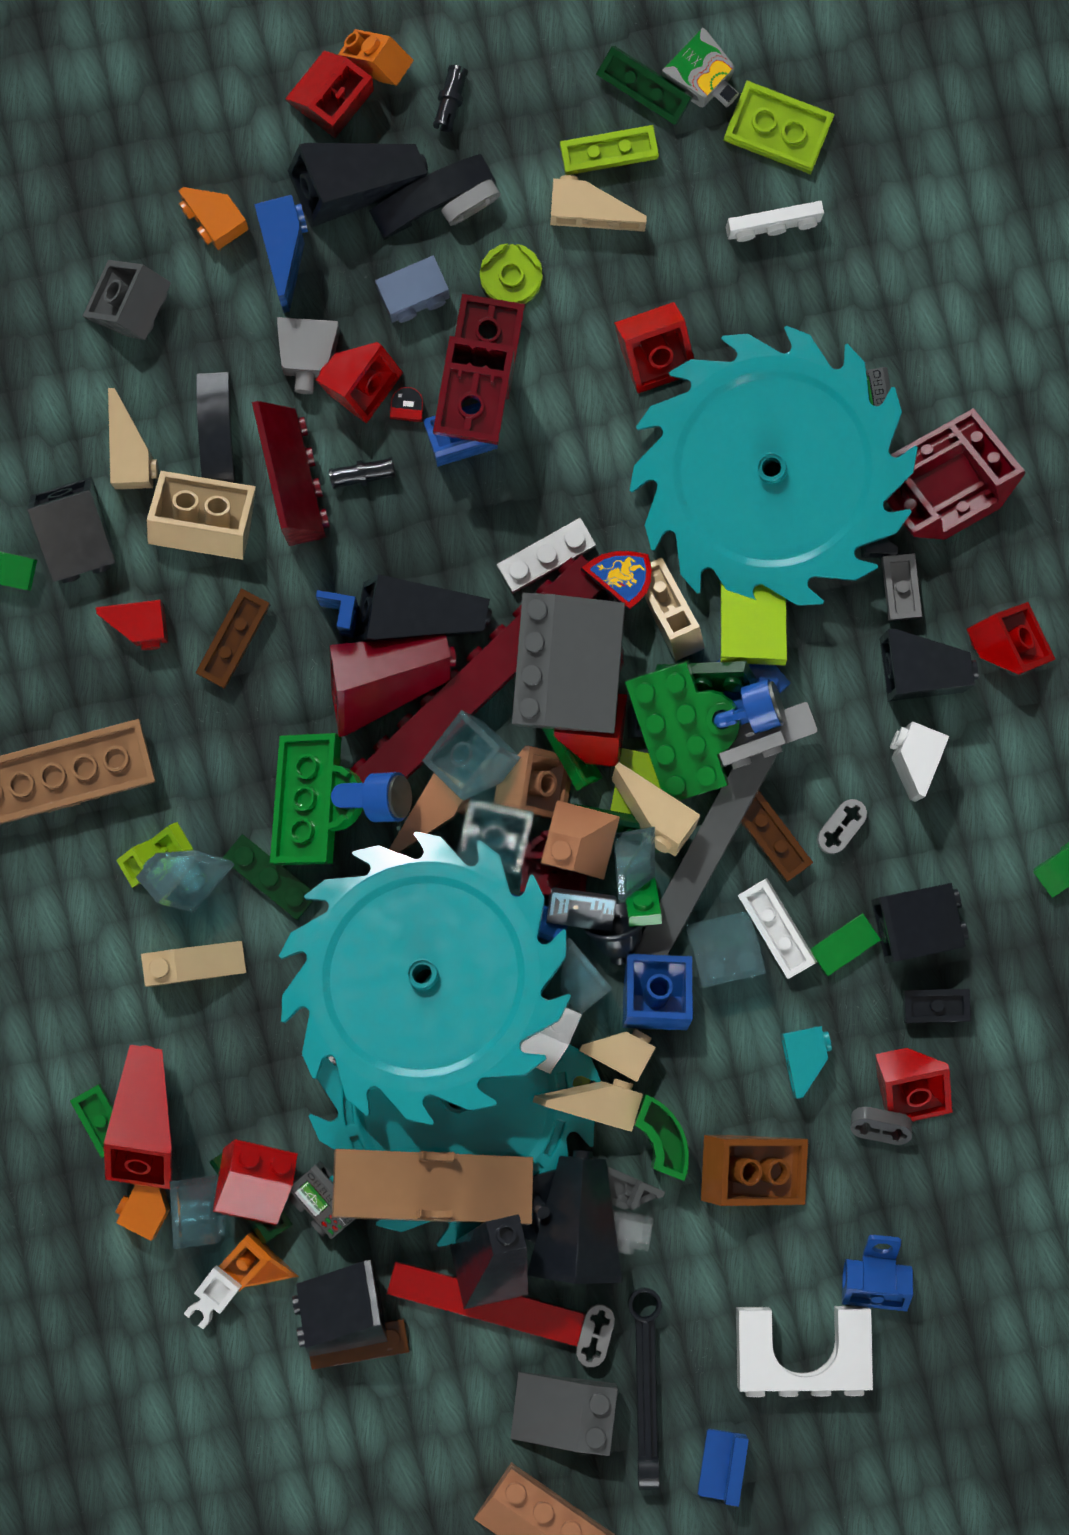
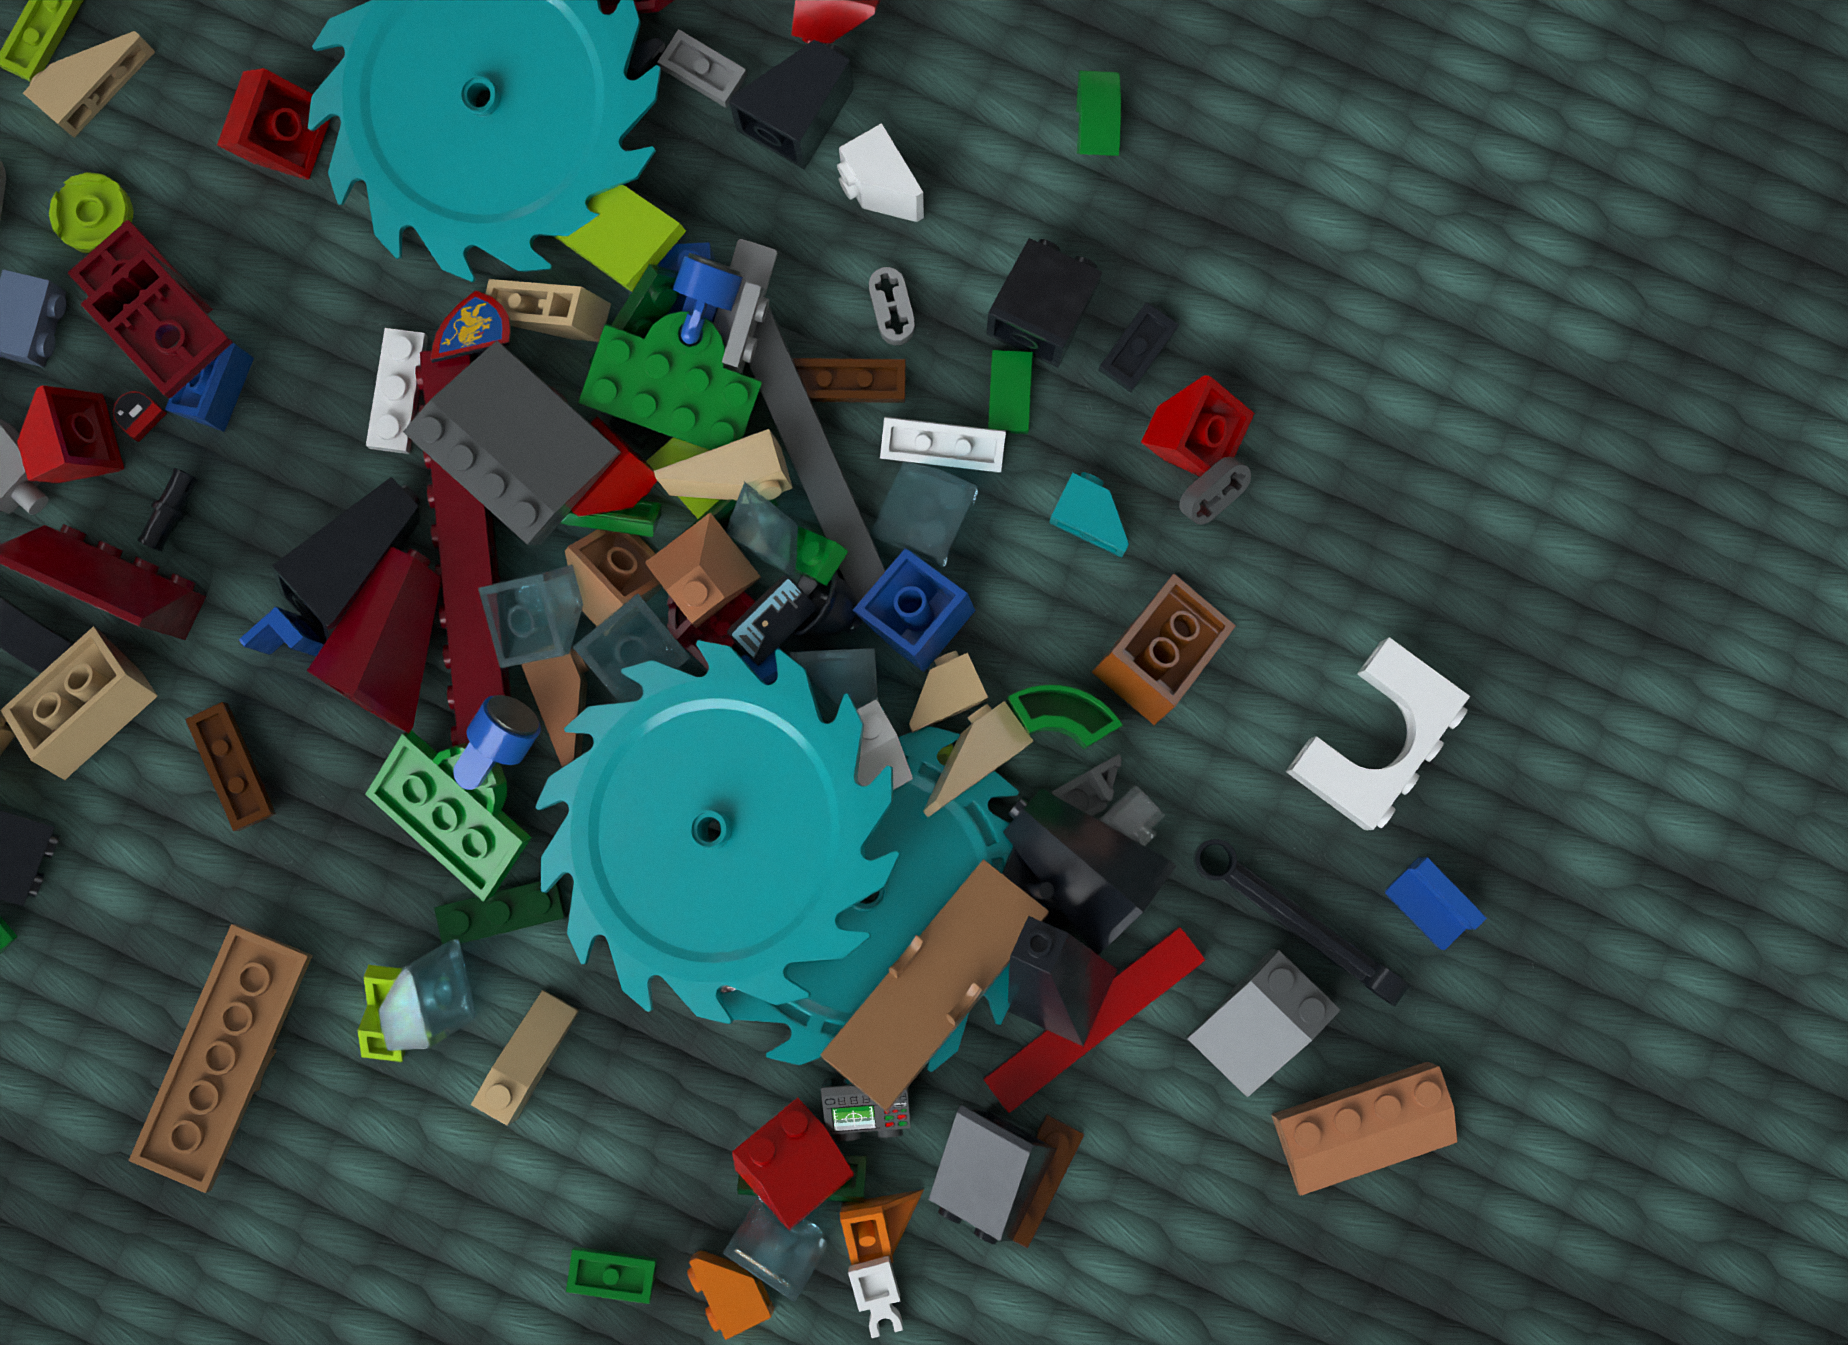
camera: 45 degrees left, 0 degrees up
(139, 622) = (135, 850): red slope -> none
(139, 1129) = (642, 1242): red slope -> none
(603, 1337) = (1216, 927): light grey beam -> none
(877, 1278) = (1362, 609): blue piece -> none

